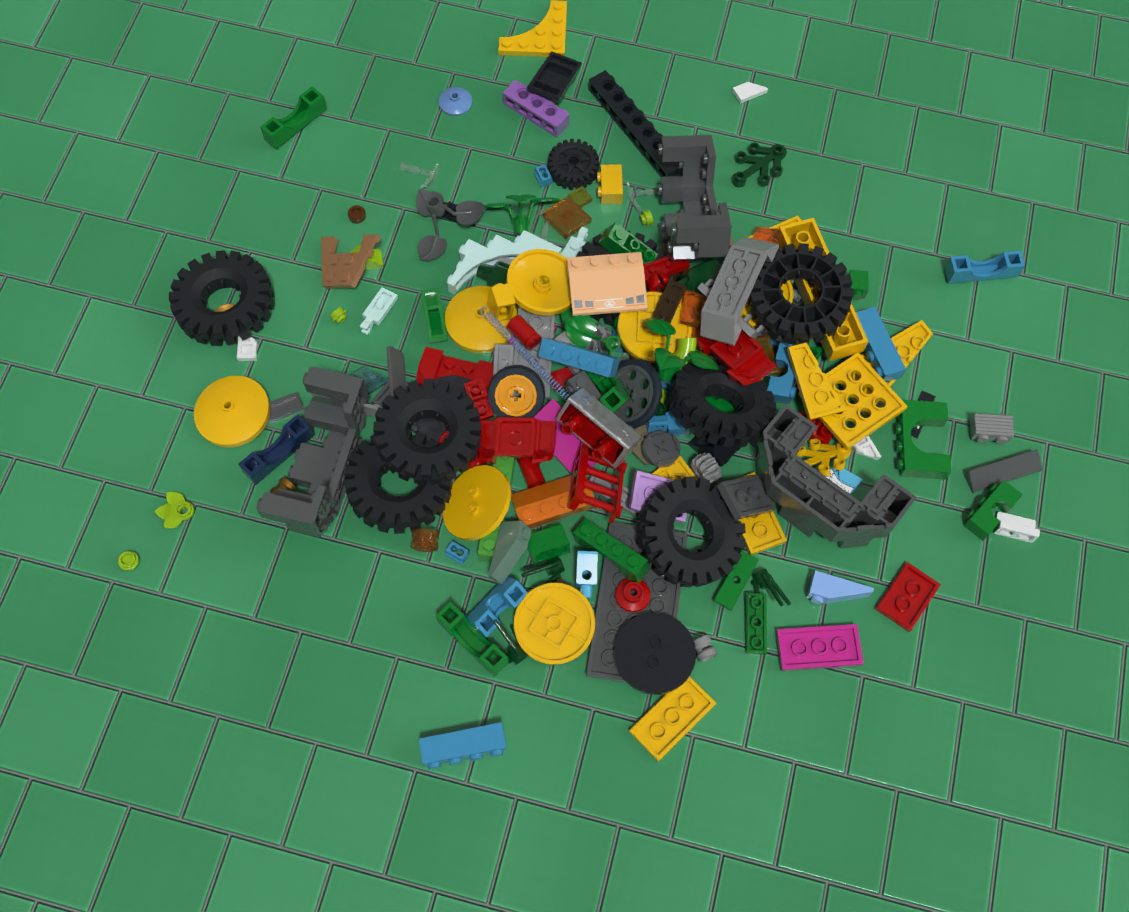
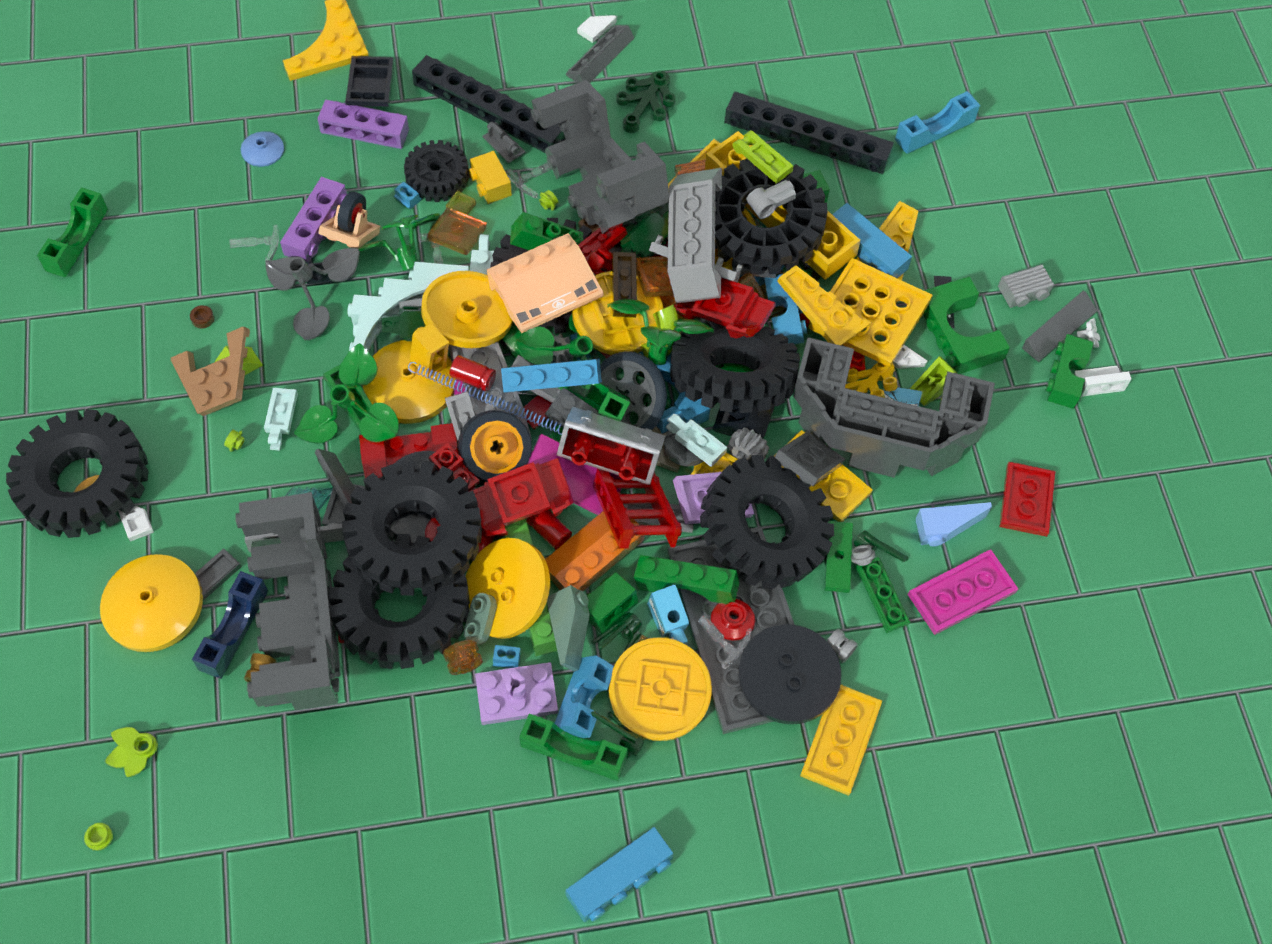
camera: 25 degrees left, 5 degrees down
(444, 342) = (377, 425): none -> green plant
(449, 517) = (480, 618): none -> sand green plate
(452, 582) = (516, 693): none -> lavender plate
(470, 162) = (303, 234): none -> medium lavender brick
(490, 182) = (350, 222): none -> light nougat plate
(615, 603) = (719, 638): none -> clear piece
(633, 160) = (502, 142): none -> dark grey hinge
(667, 448) = (697, 440): none -> light aqua plate
(741, 115) = (601, 54): none -> dark grey slope
(753, 587) = (862, 555): none -> light grey plate
(803, 283) = (766, 201): none -> light grey piece
(818, 247) = (763, 156): none -> lime plate
(873, 473) = (932, 381): none -> lime slope
(884, 238) = (808, 132): none -> black brick
(1026, 486) = (1090, 333): none -> white plant

